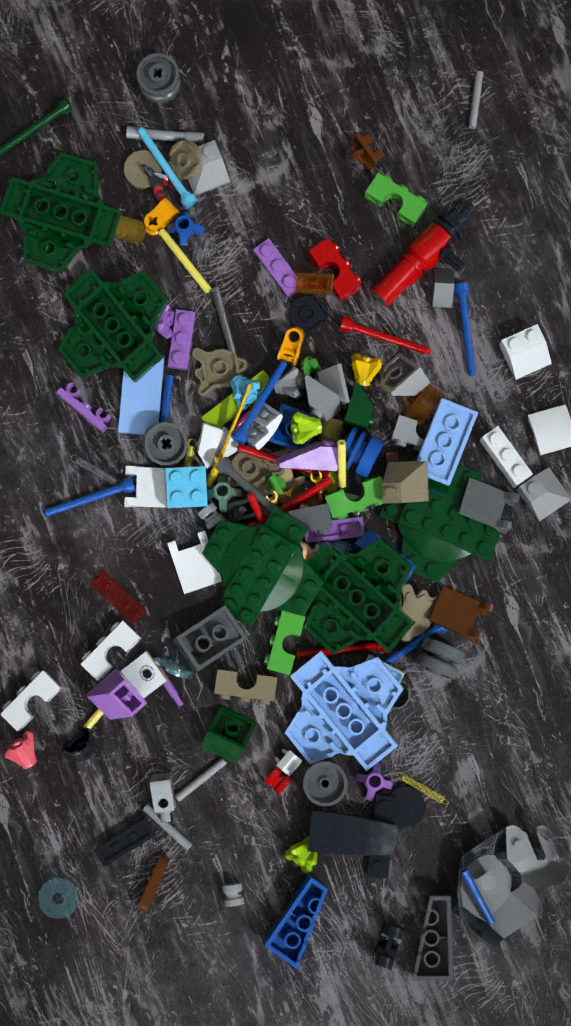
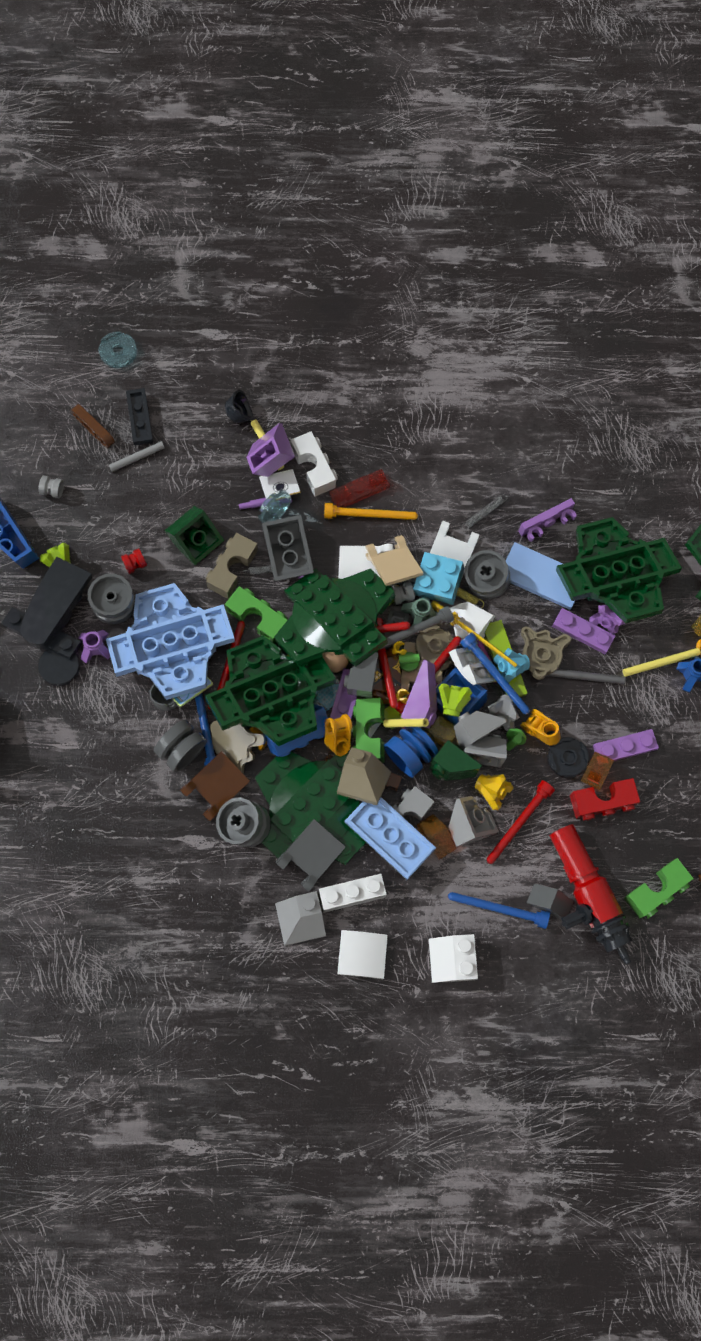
camera: 105 degrees right, 10 degrees down
(17, 712) = (291, 370): white arch -> none
(22, 751) = (255, 362): coral rock -> none
(126, 485) = (461, 531): blue piece -> none
(152, 613) = (332, 510): none -> light orange piece
(162, 788) = (166, 459): light grey torso -> none
(166, 398) = (529, 596): blue bar -> none
(190, 531) = (395, 564): none -> tan flag
(200, 779) = (165, 497): light grey bar -> none
(288, 762) = (145, 576): white tile -> none
(372, 521) = (338, 734): none -> light orange piece
(420, 790) = (70, 688): light yellow piece -> none
(485, 574) = (243, 822): none -> dark grey wheel

